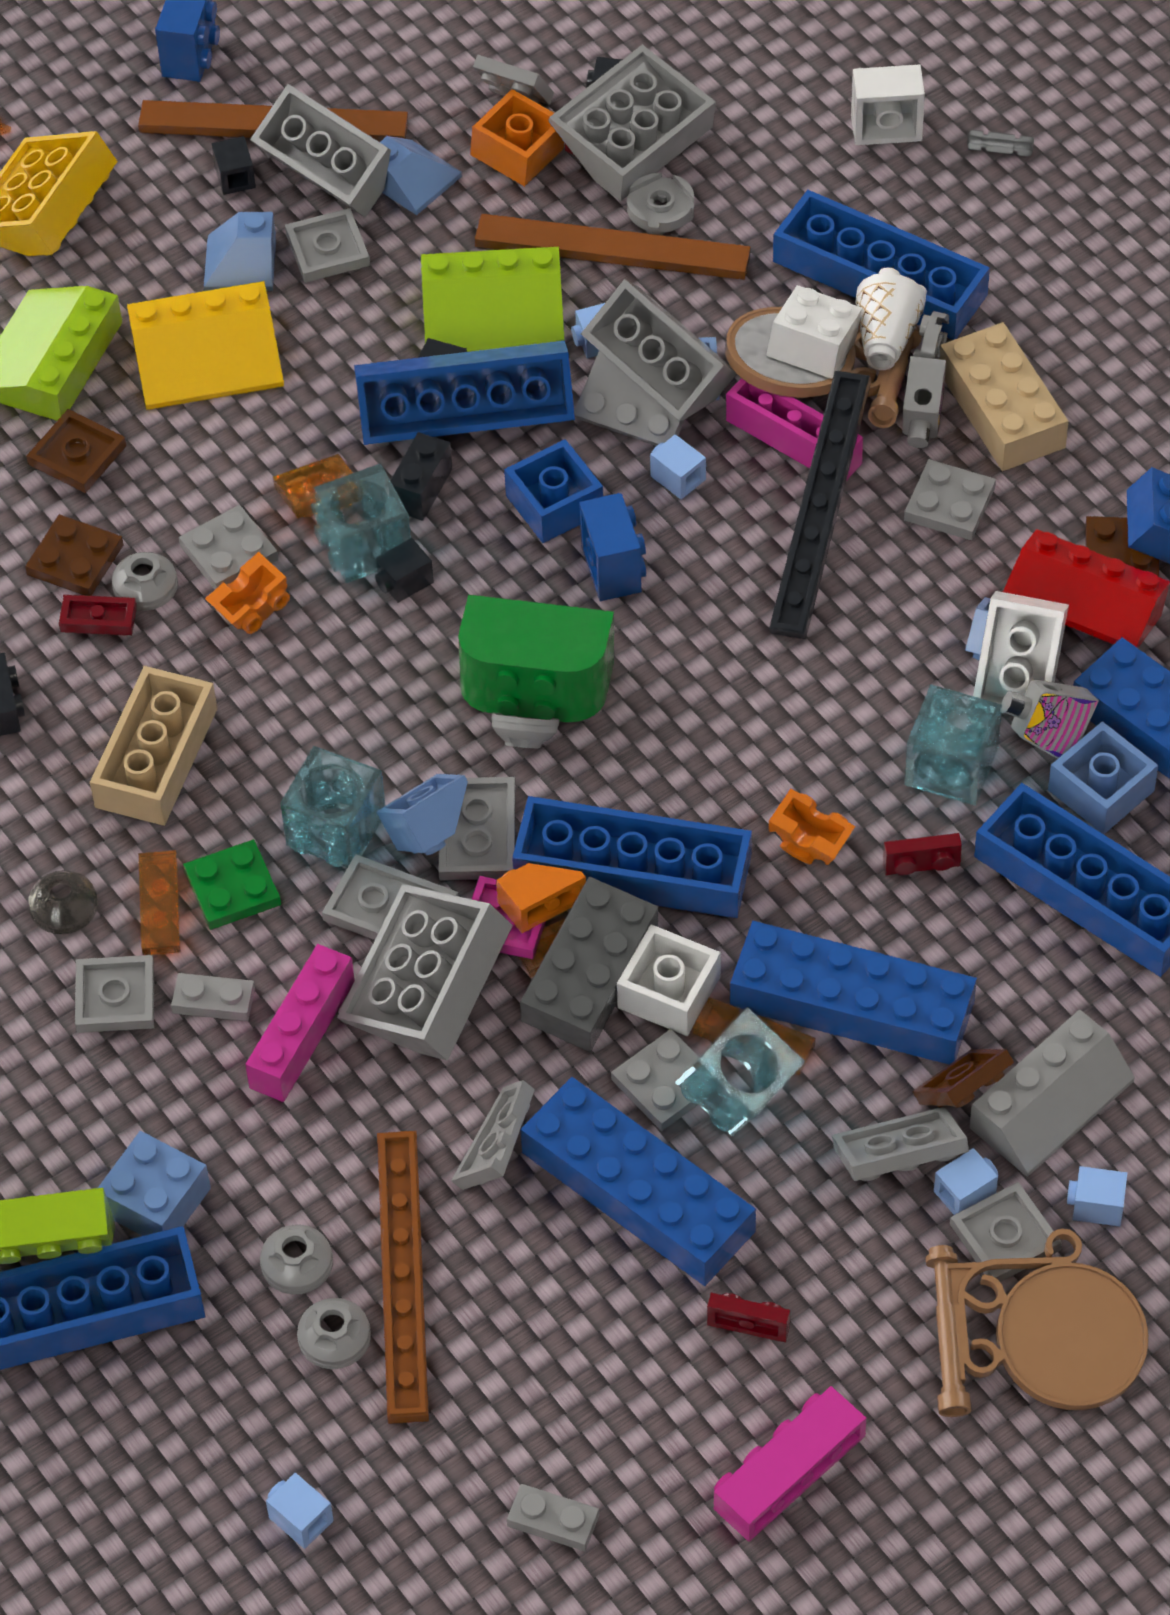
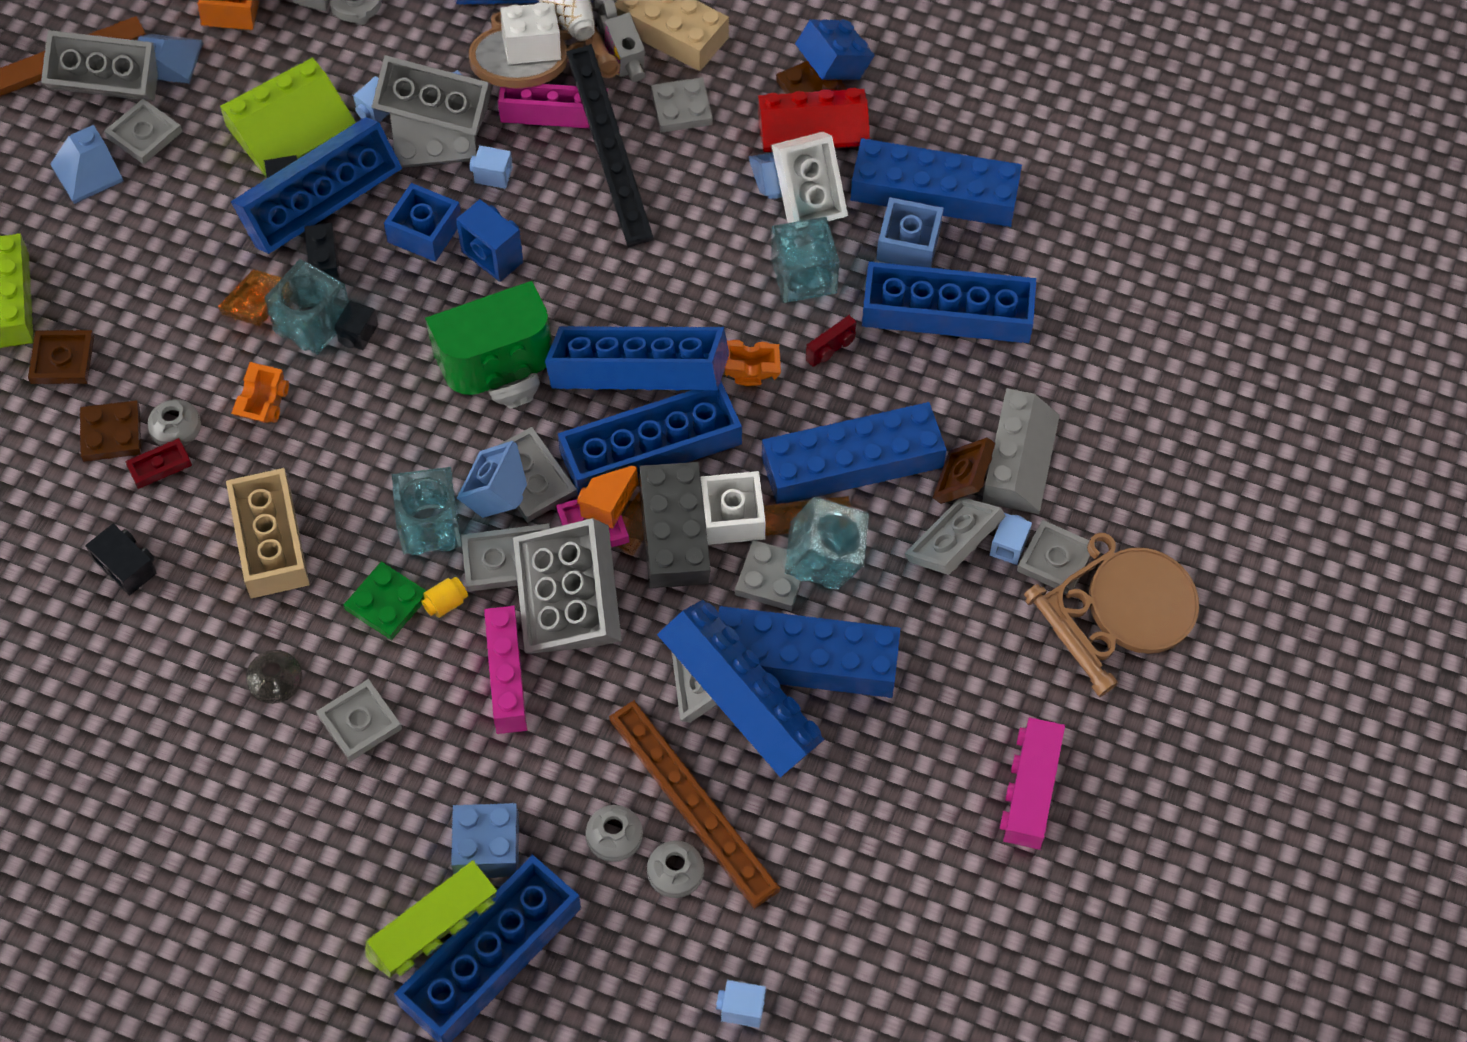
camera: 35 degrees left, 5 degrees up
(159, 903) = (344, 640): clear orange tile -> none
(205, 345) = (104, 240): yellow slope -> none
(213, 997) = (428, 685): light grey plate -> none
(226, 545) = (217, 371): light grey plate -> none
(233, 165) = (37, 107): black brick -> none
(292, 912) = (444, 597): none -> yellow brick
(522, 1172) = (741, 686): none -> blue brick
(553, 1517) = (908, 908): light grey plate -> none
(615, 246) = (342, 42): dark orange tile -> none
(676, 758) = (637, 358): none -> blue brick
(748, 1317) = (945, 700): dark red plate -> none
(1050, 715) = (856, 209): torso -> none
(1098, 1196) = (1096, 501): light blue brick -> none

